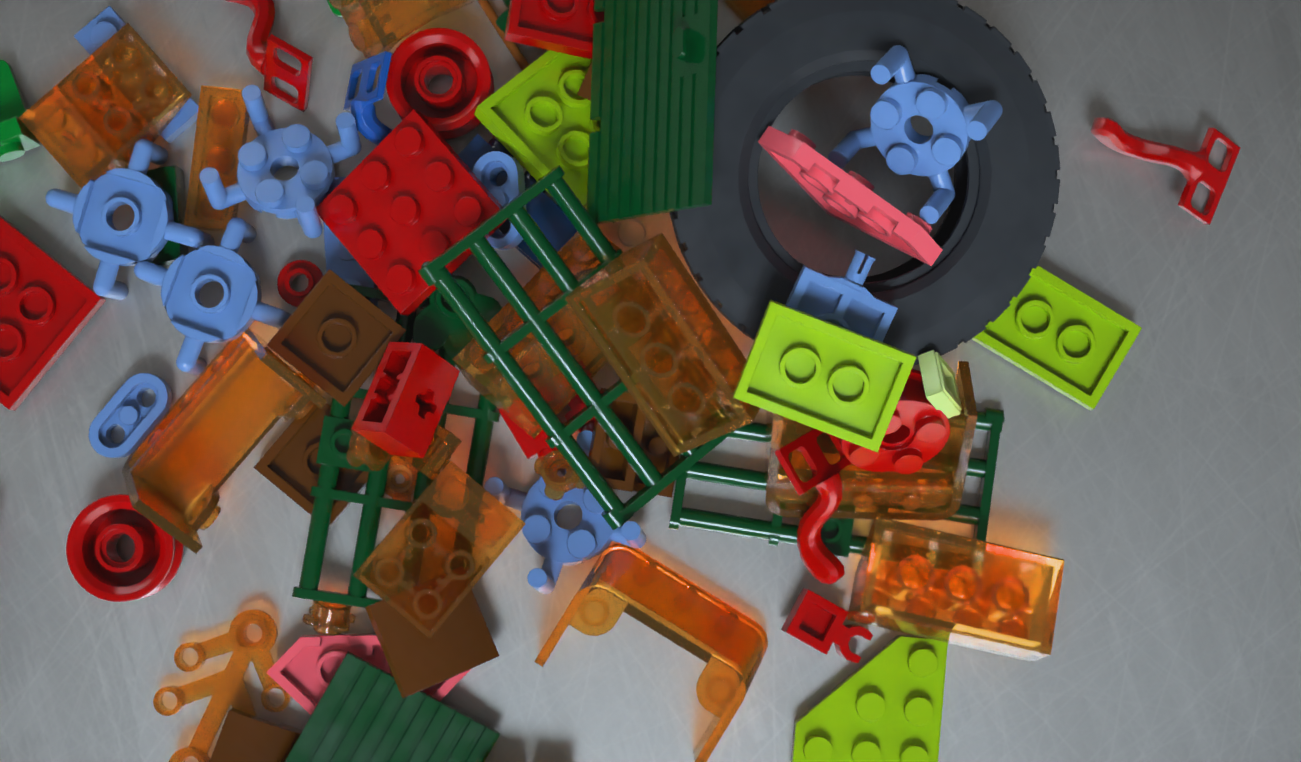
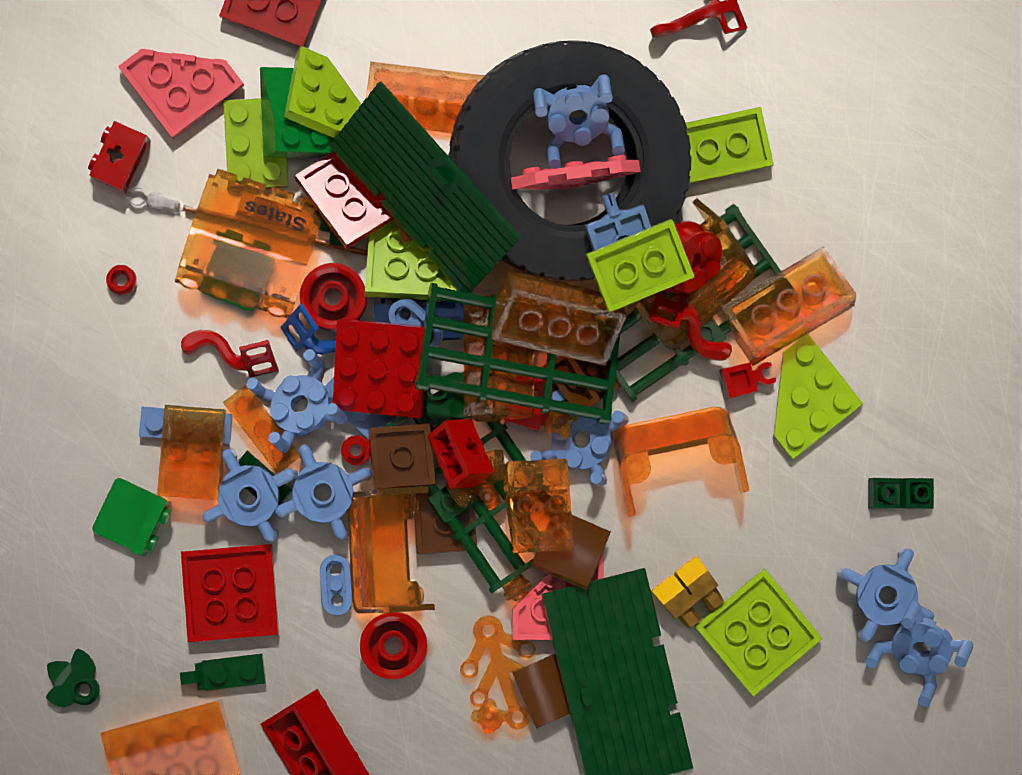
camera: 45 degrees left, 0 degrees up
(148, 742) = (492, 724): none -> clear orange plate
(939, 384) = (693, 220): yellowish green tile -> none

